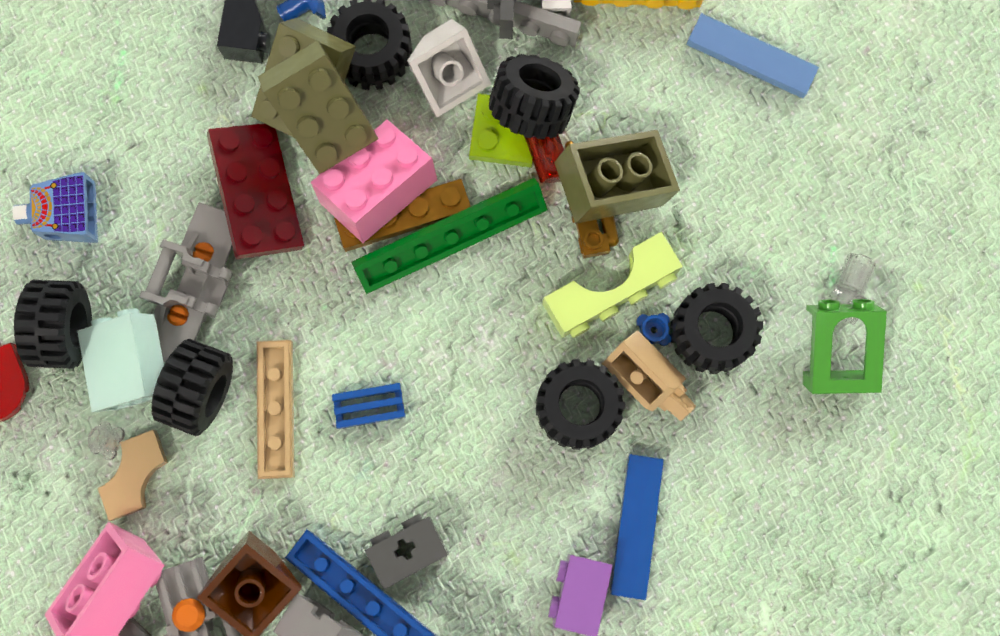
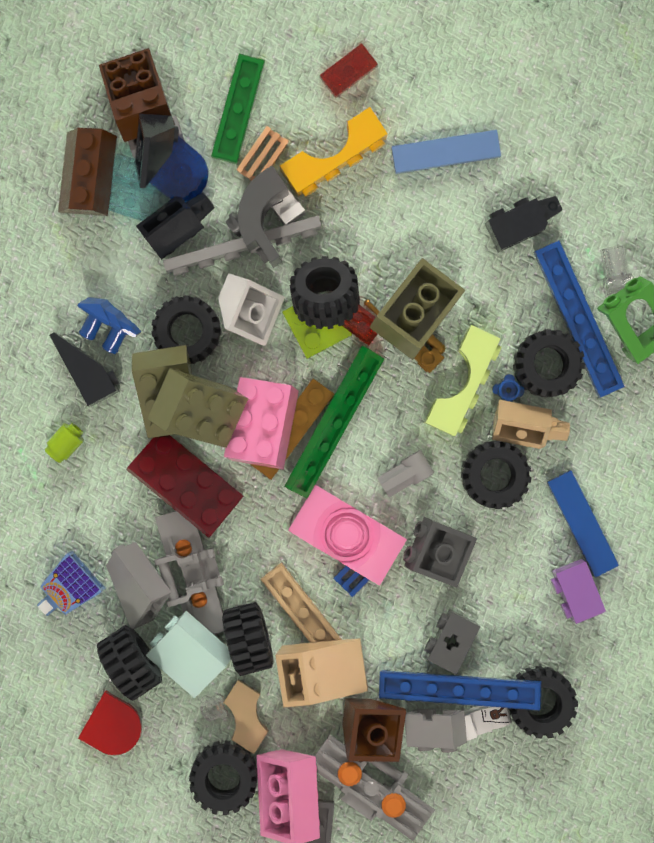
camera: 25 degrees left, 10 degrees up
(28, 515) = (223, 799): none -> black tyre
(126, 254) = (137, 584): none -> light grey slope
(169, 69) = (64, 442): none -> lime brick
(242, 480) = (320, 671): none -> tan slope
(380, 360) = (347, 535): none -> bright pink slope
(462, 445) = (439, 551): none -> dark grey plate
(495, 340) = (410, 471): none -> light grey piece
(778, 309) = (579, 318): none -> blue plate
(783, 170) = (522, 222): none -> black hinge

